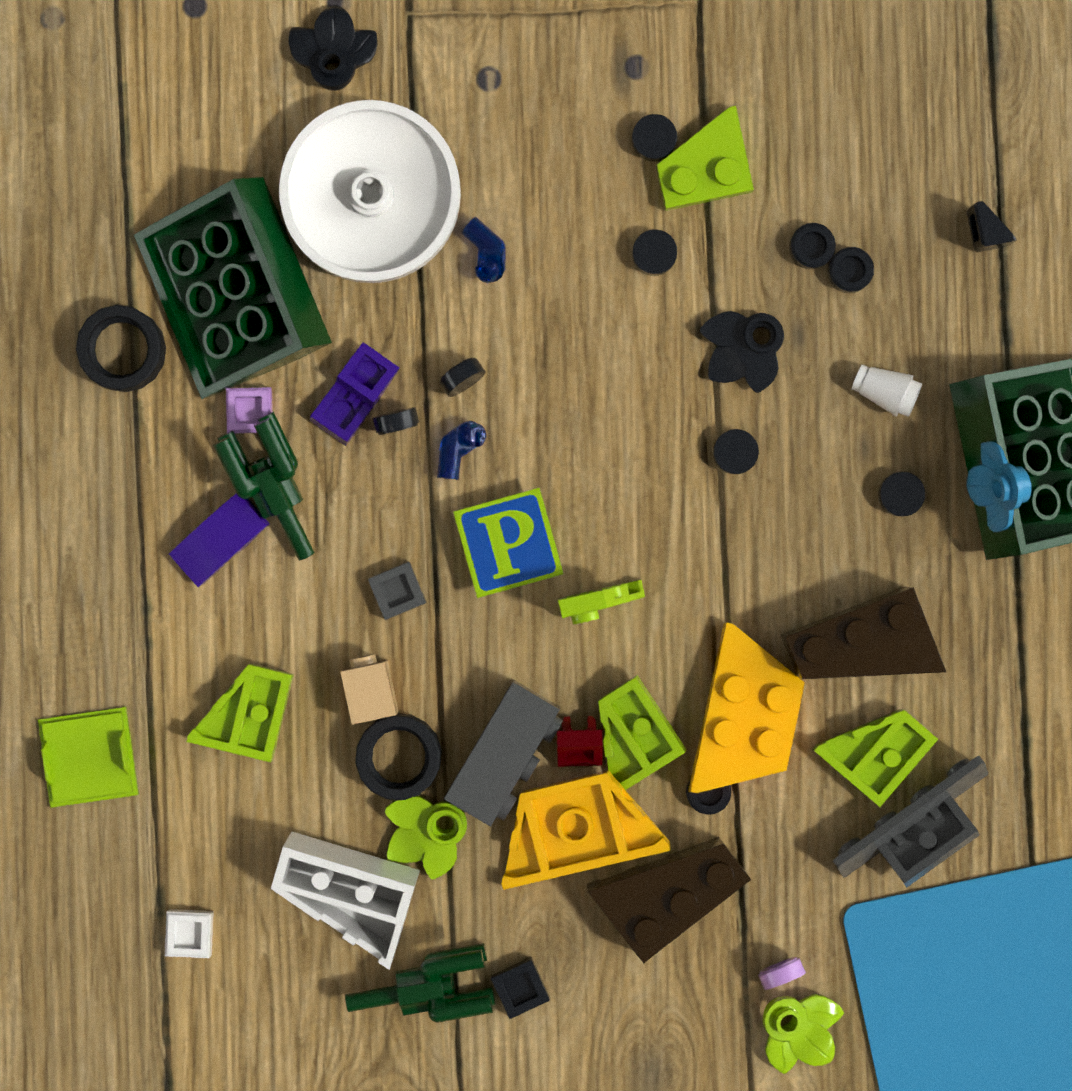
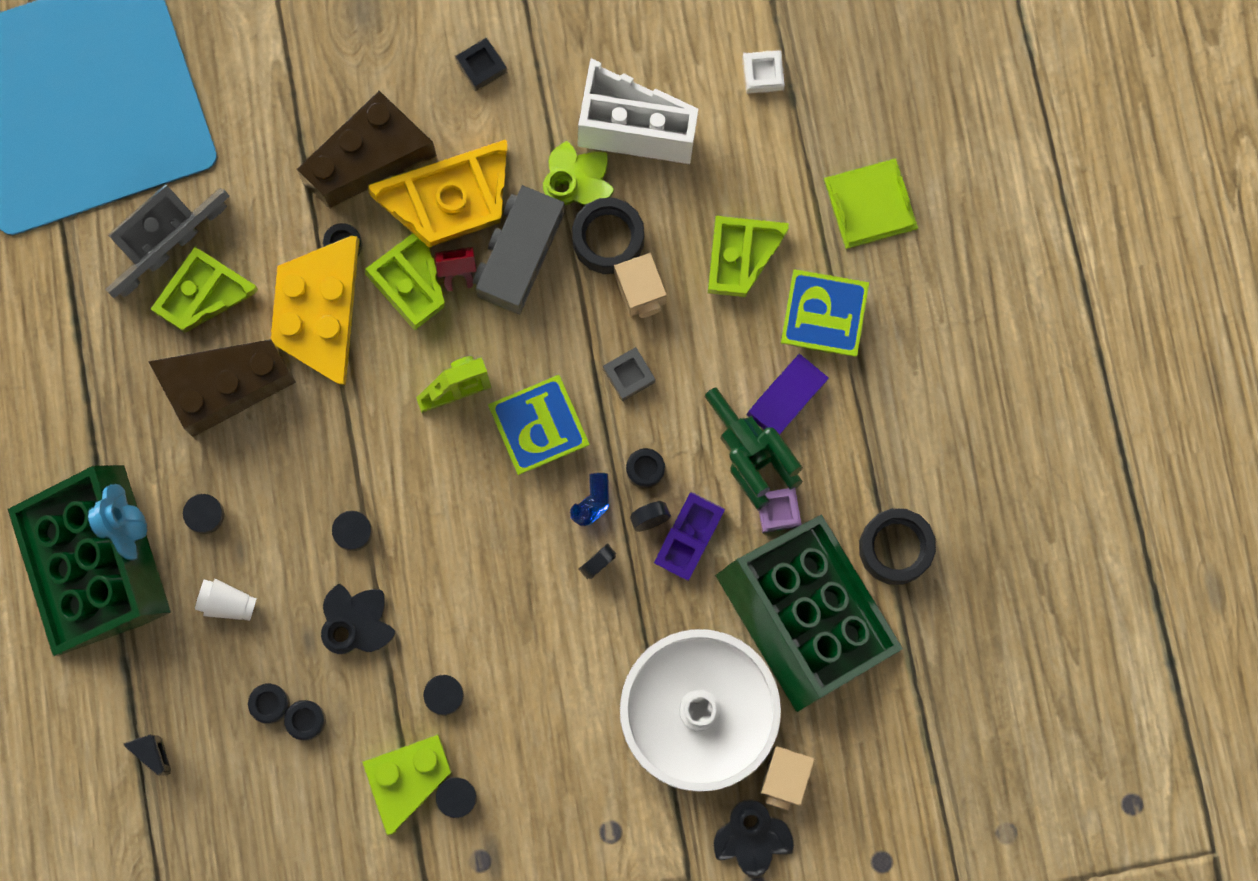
camera: 165 degrees right, 10 degrees down
(161, 629) = (824, 313): none -> piece
(285, 106) = (786, 778): none -> tan brick
(393, 478) = (645, 468): none -> black tile
(432, 988) = (552, 50): dark green plant -> none
(491, 251) = (587, 675): clear blue arm -> none
(781, 973) = (263, 102): lavender tile -> none
(805, 1035) = (238, 58): lime plate -> none

